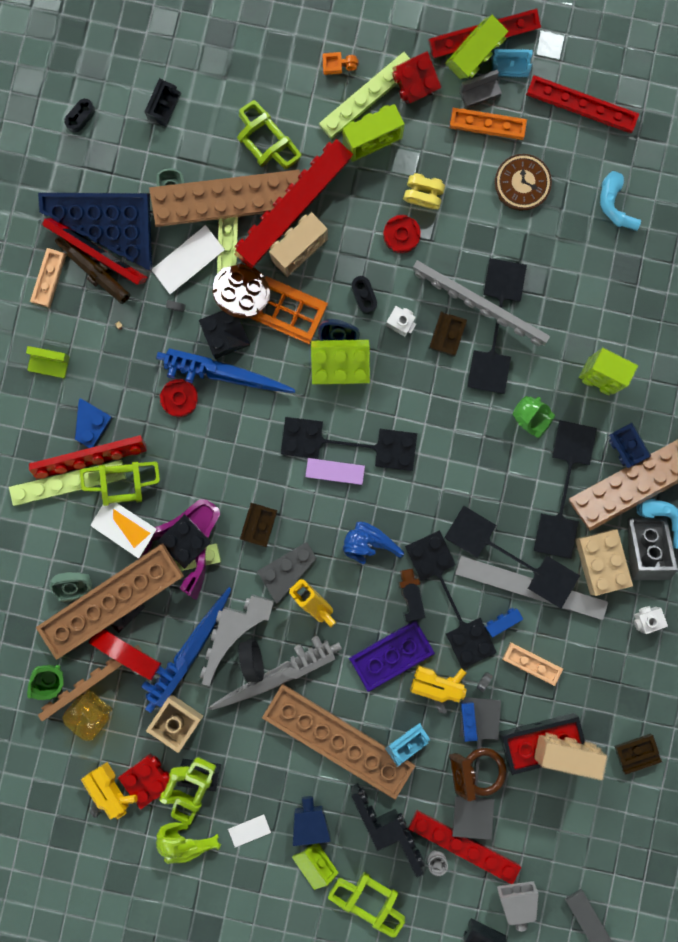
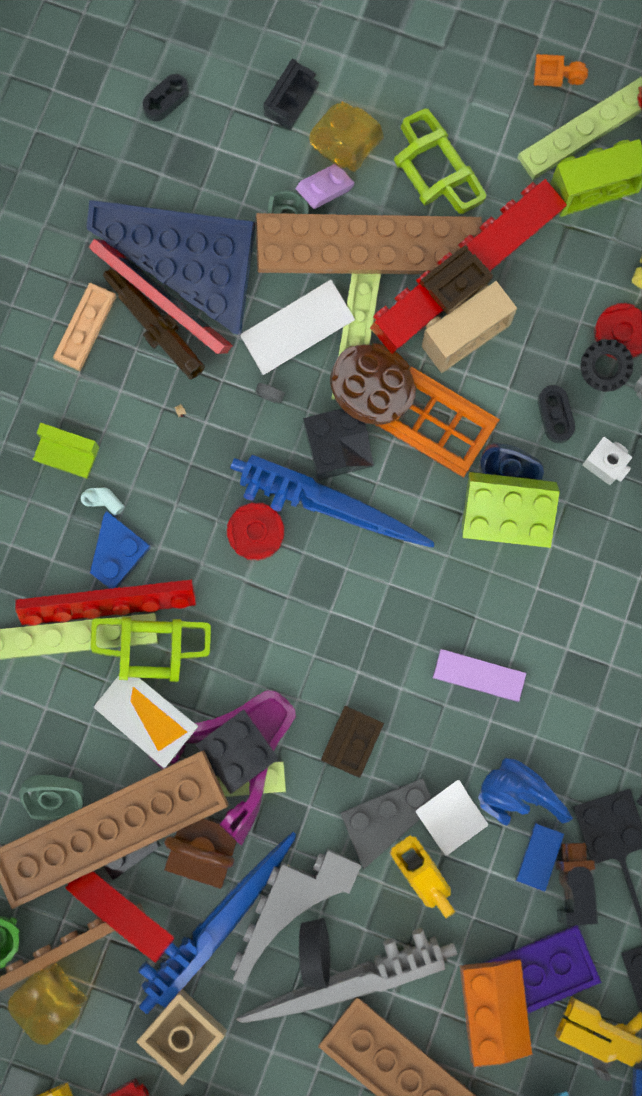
camera: 10 degrees right, 5 degrees down
(76, 389) = (102, 497): none -> light aqua arm
(171, 608) = (201, 852): none -> reddish brown tile
(193, 162) = (324, 186): none -> lavender plate
(202, 126) = (346, 135): none -> clear yellow piece
(285, 215) = (456, 279): none -> dark brown plate
(328, 564) = (451, 817): none -> white sticker
(370, 681) = (495, 1012): none -> orange slope
(381, 258) = (624, 359): none -> black tyre
(387, 581) = (539, 857): none -> blue tile
(393, 448) = (572, 653): black hinge -> none

